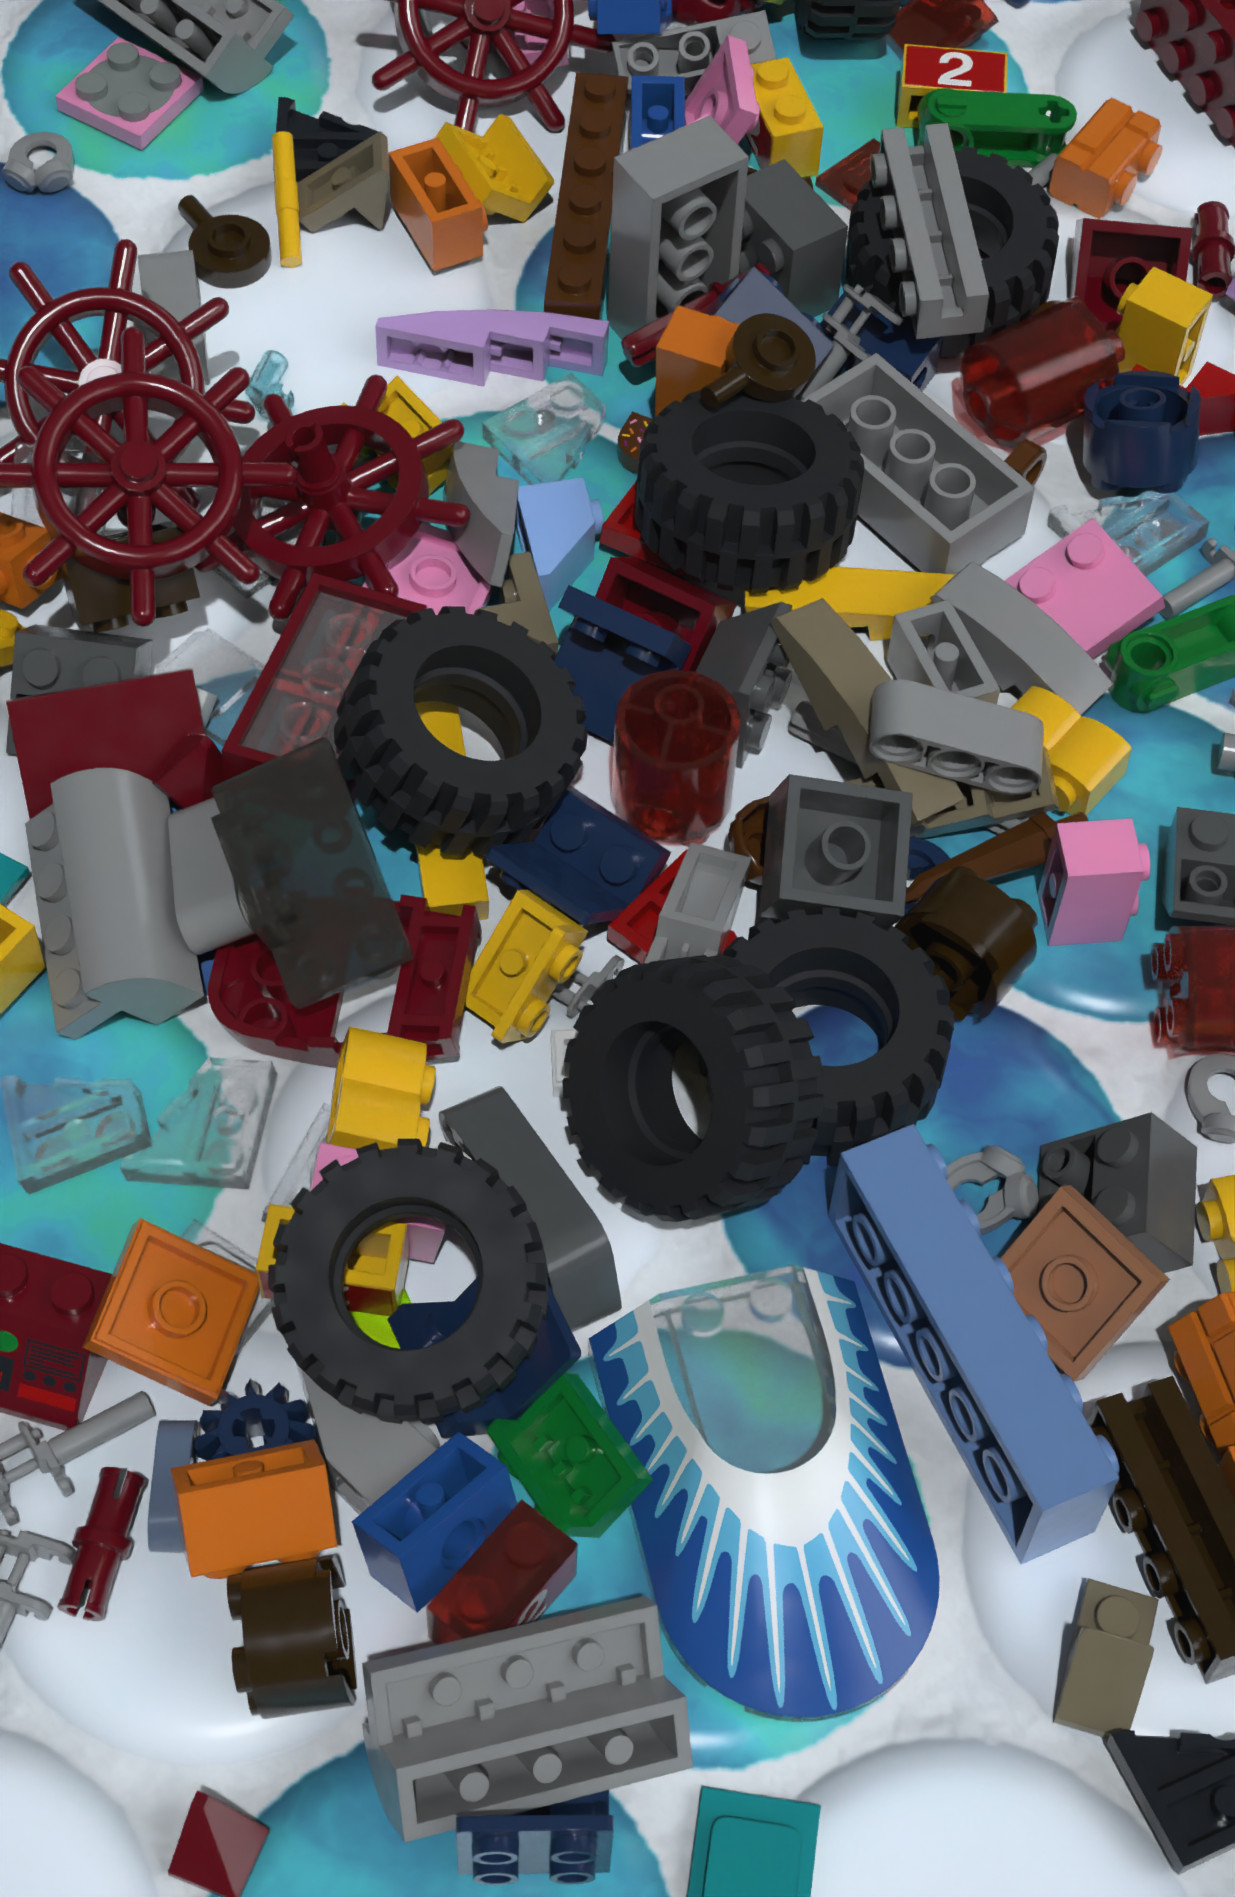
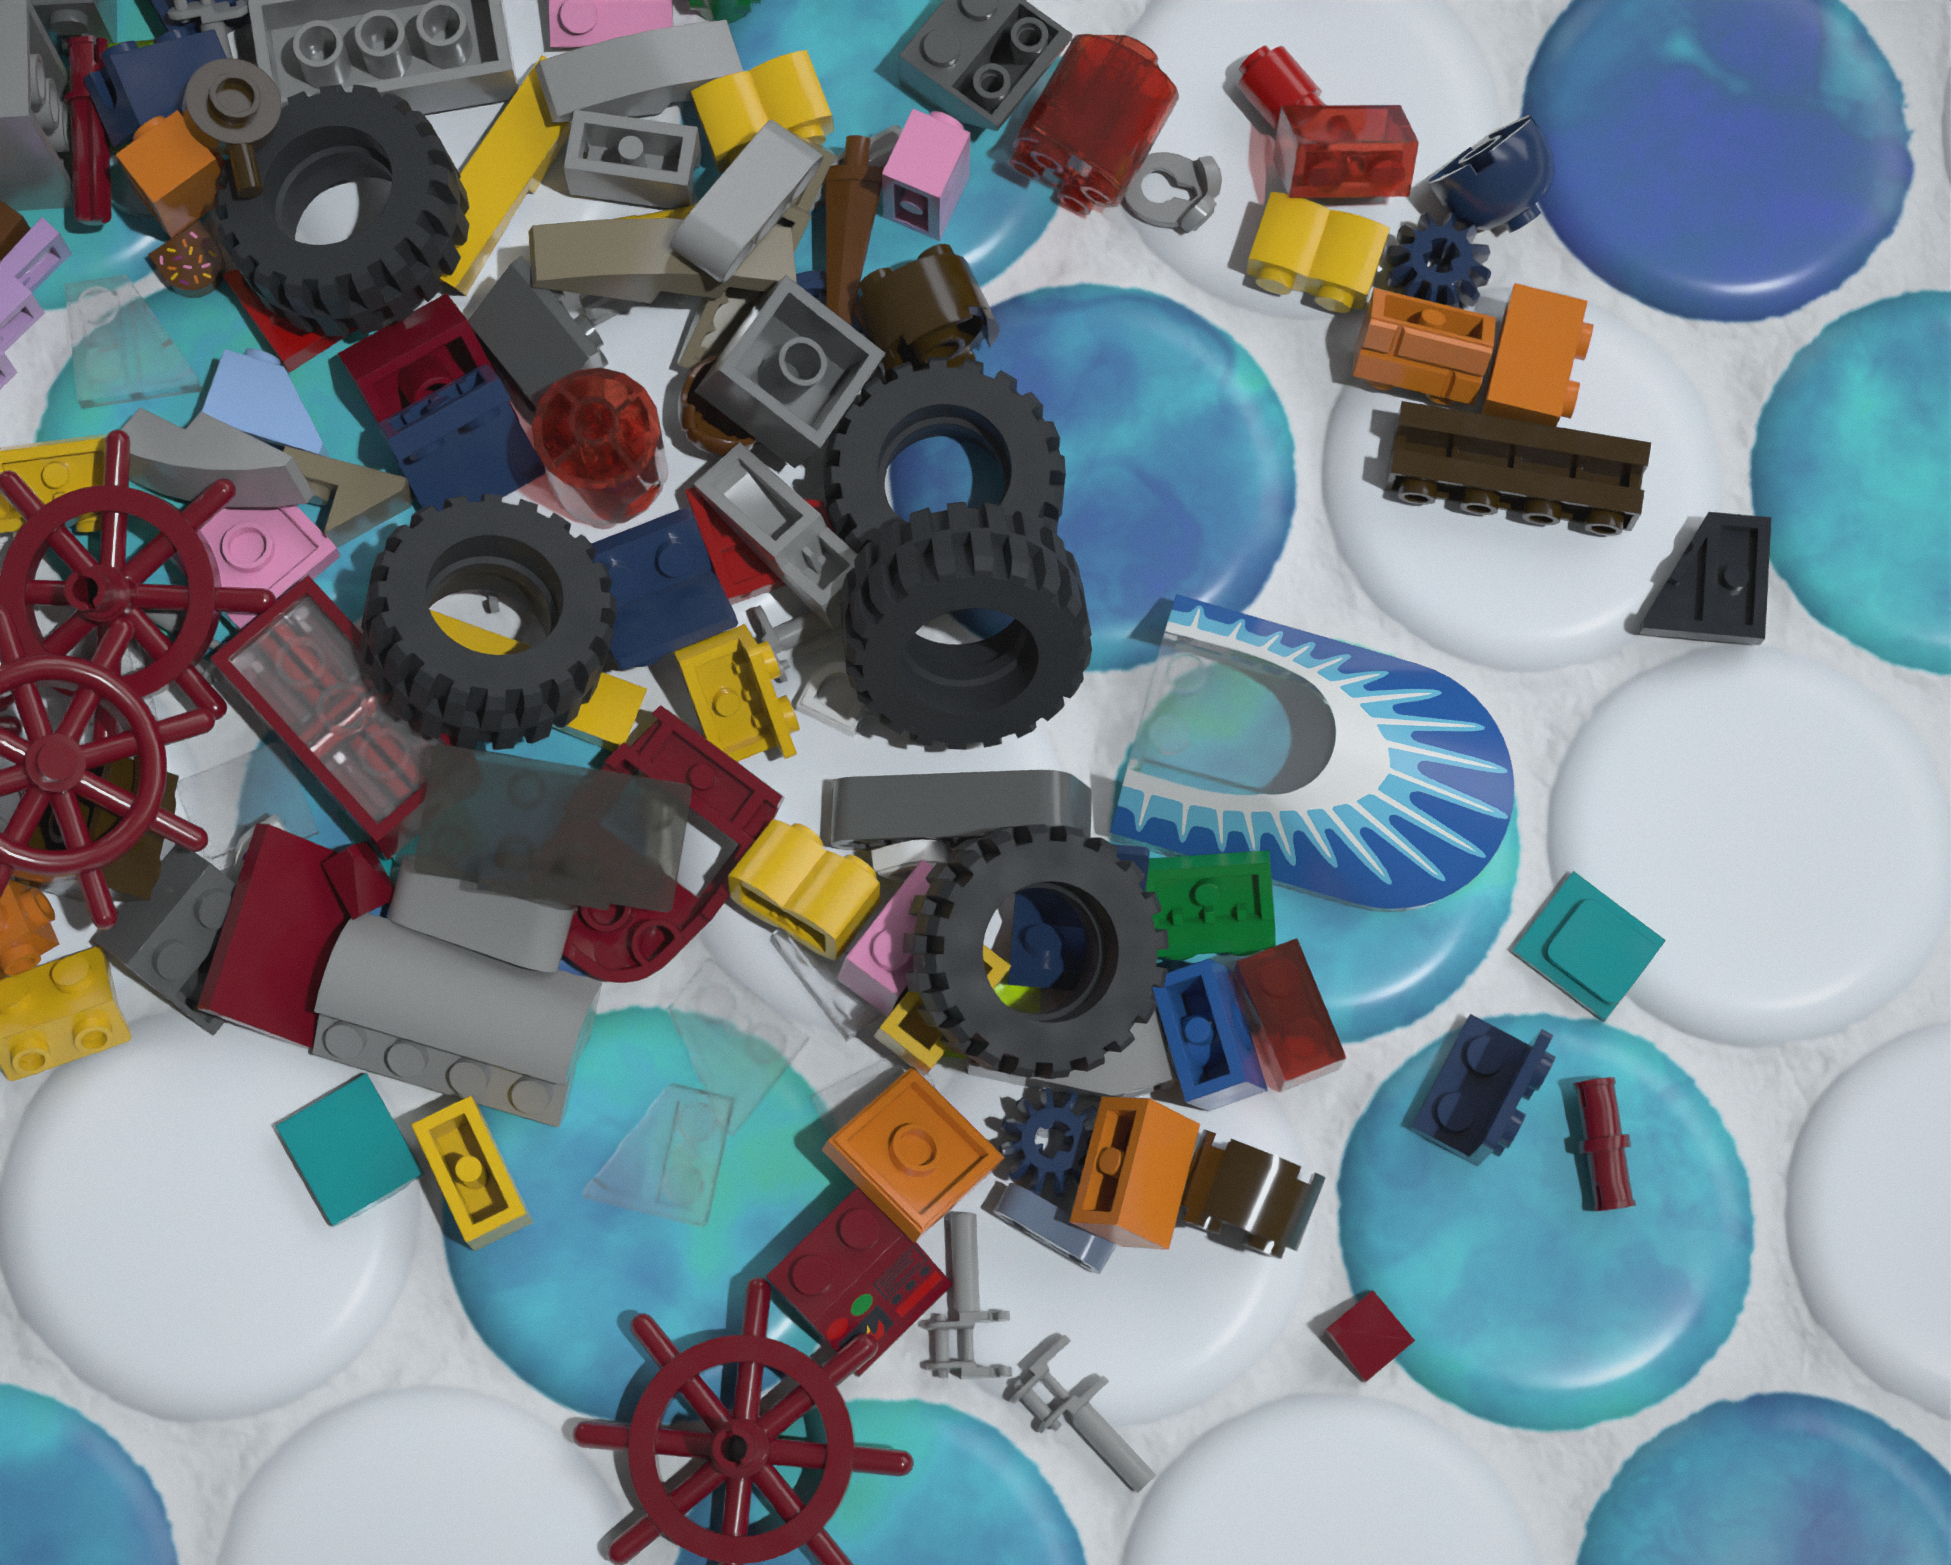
camera: 60 degrees left, 20 degrees up
(101, 1544) = (1072, 1308): dark red pin -> none
(523, 1718) = (1415, 1055): light grey brick -> none
(972, 1344) = (1288, 537): medium blue brick -> none
(1017, 1197) = (1126, 419): light grey piece -> none
(1079, 1280) = (1278, 425): nougat plate -> none
(1107, 1660) = (1578, 593): dark tan slope -> none
(1137, 1178) = (1218, 343): dark grey slope -> none

